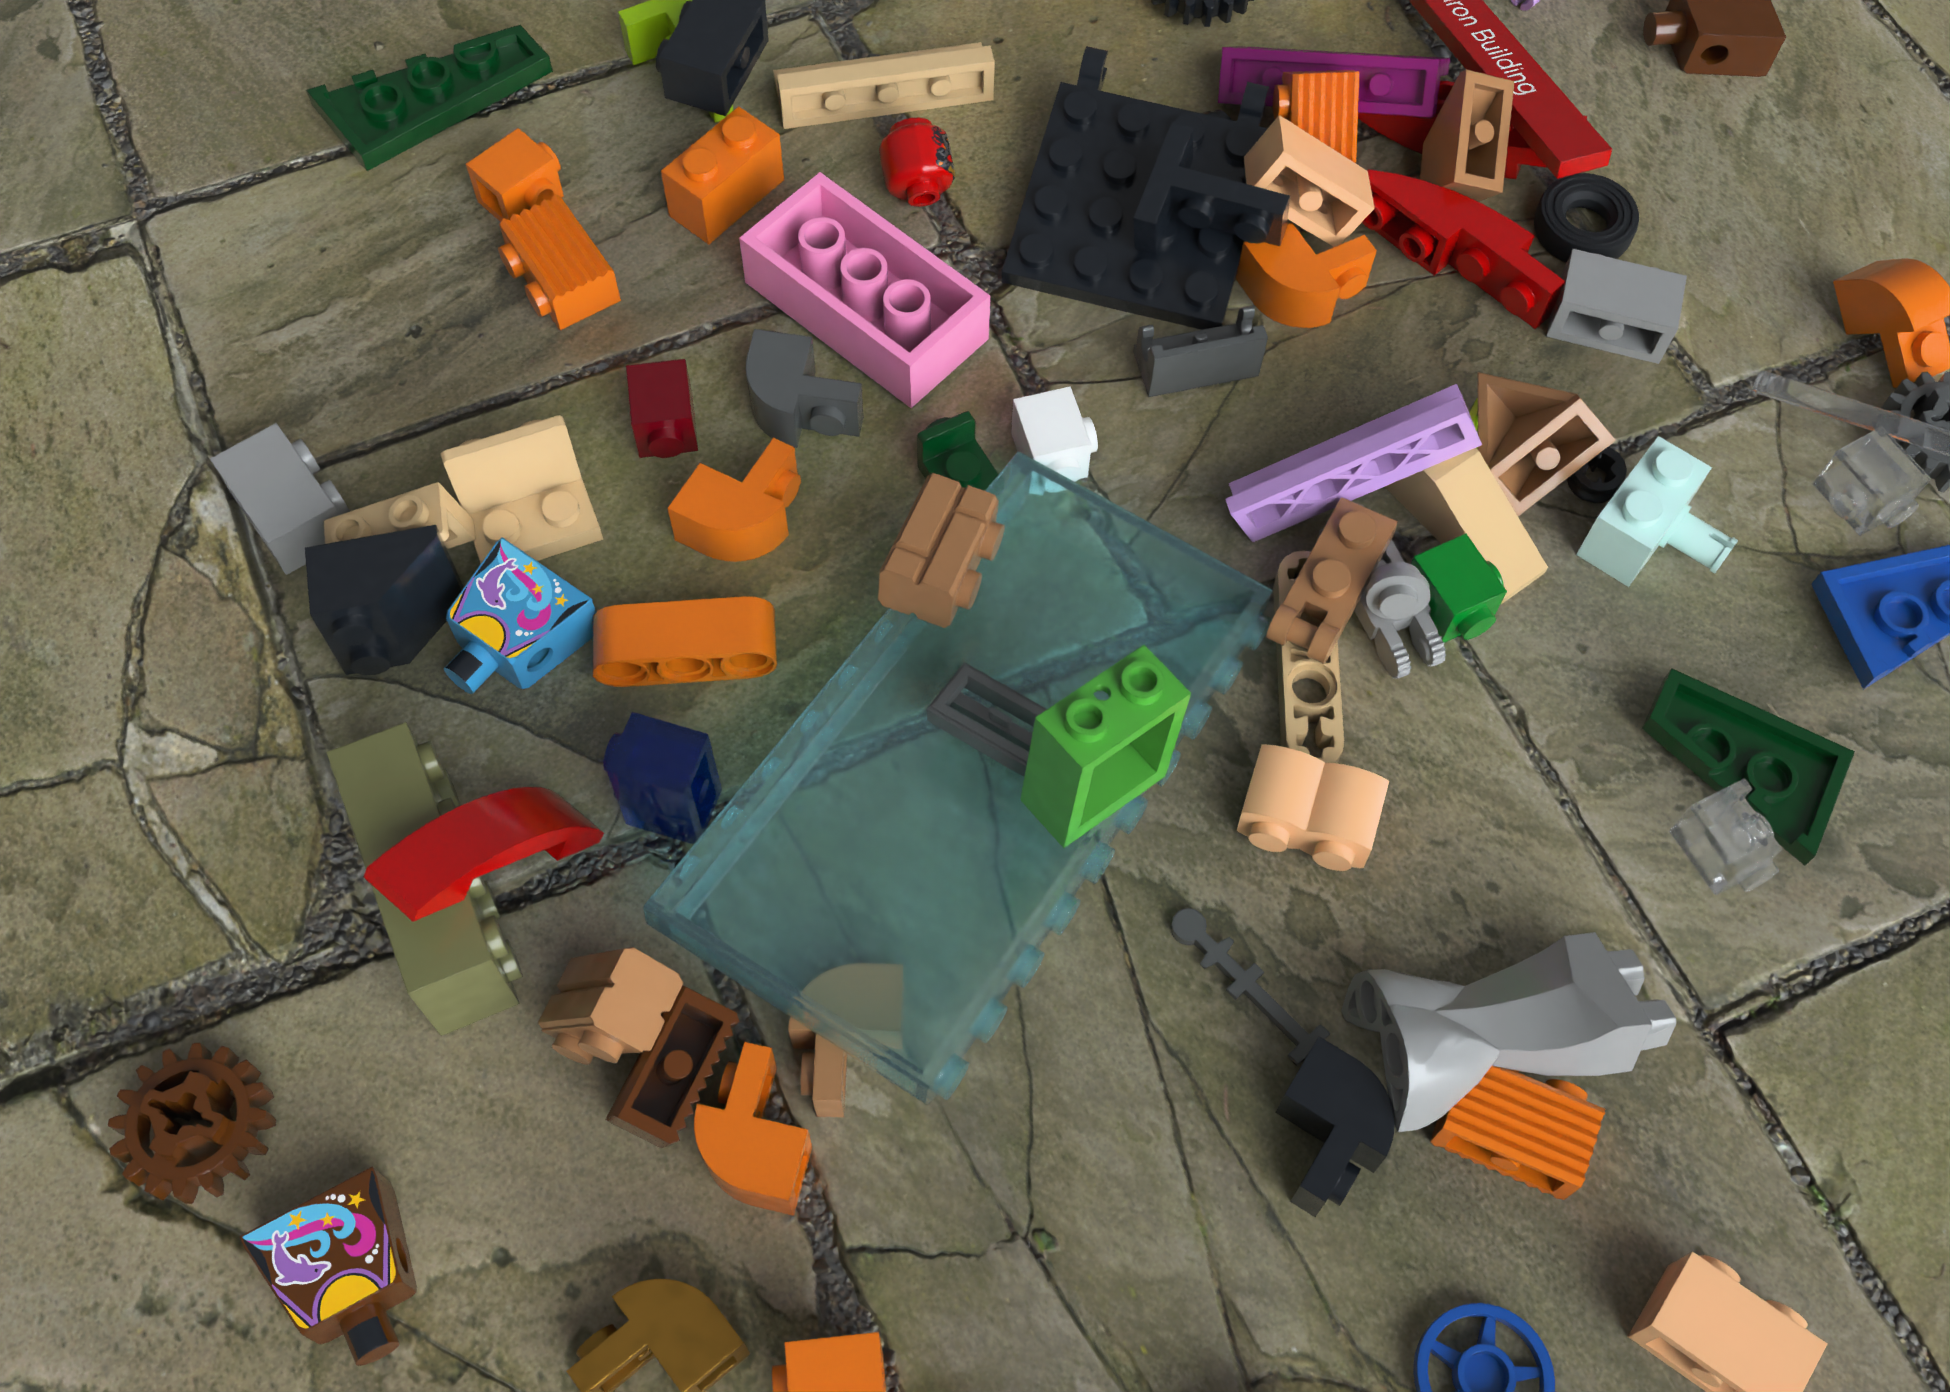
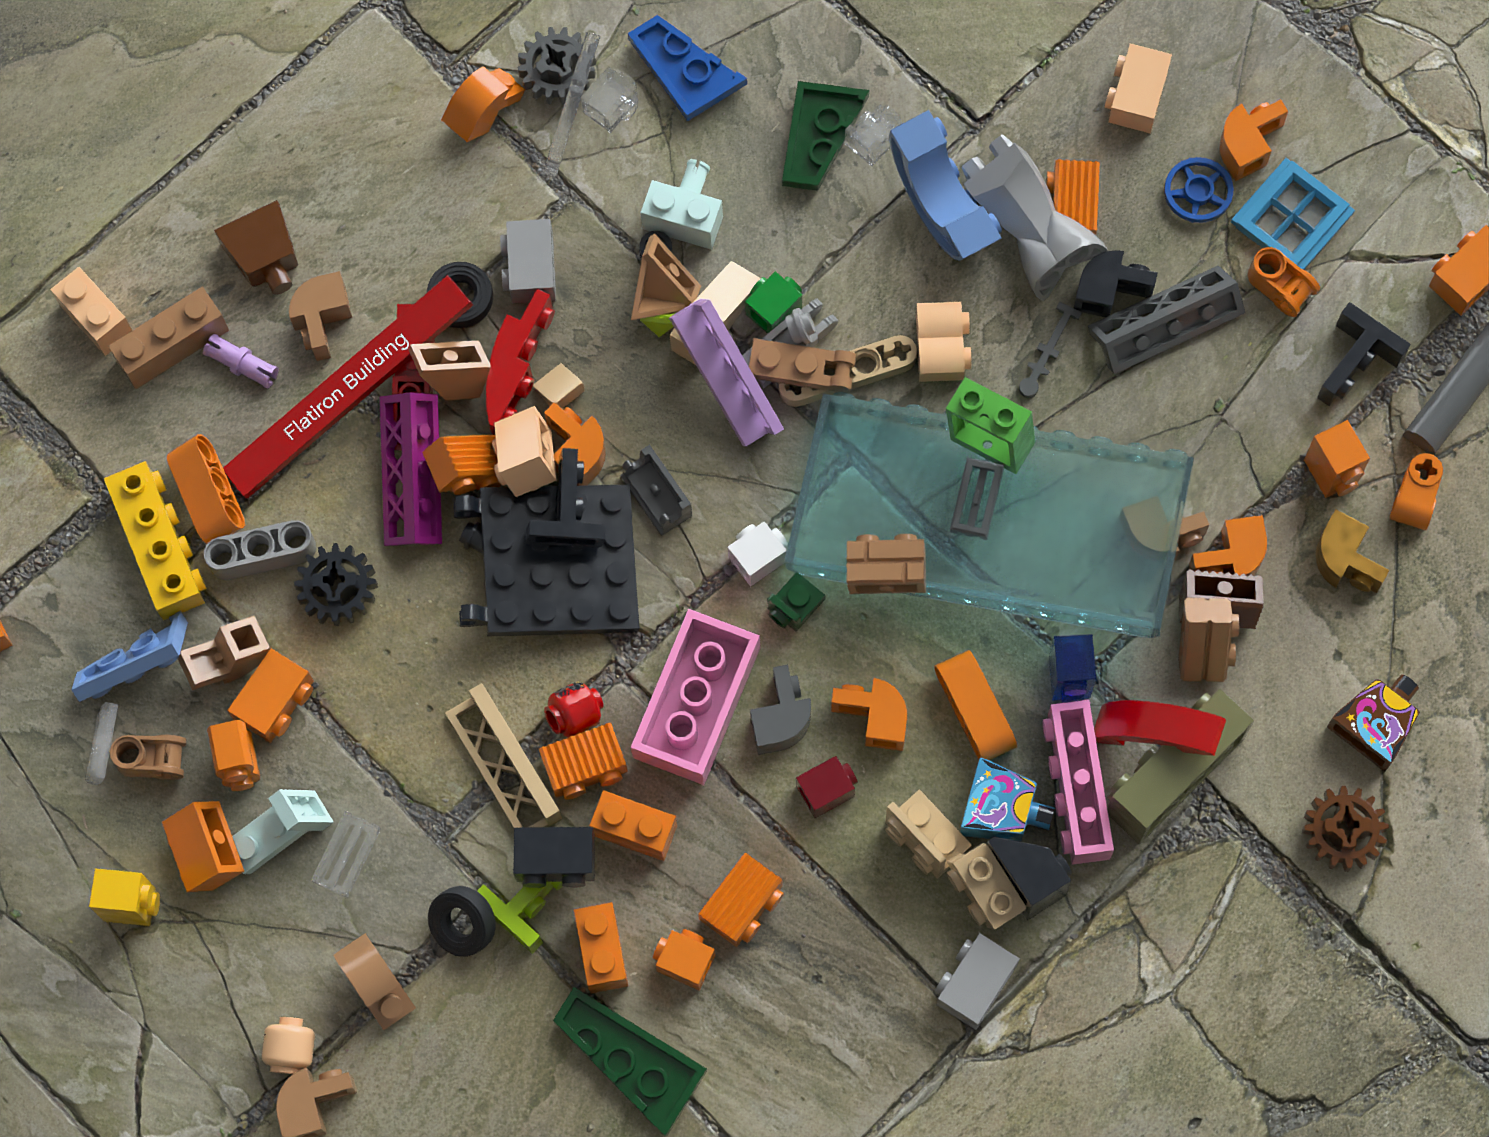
camera: 105 degrees left, 10 degrees up
(486, 727) = (1080, 782): none -> bright pink brick
(581, 95) = (601, 947): none -> orange brick
(841, 144) = (584, 761): none -> orange brick
(1227, 1203) = (1170, 319): none -> dark grey fence
(1402, 291) = (559, 386): none -> tan slope
(1610, 51) = (319, 303): none -> medium nougat brick
(1618, 888) = (935, 189): none -> medium blue brick

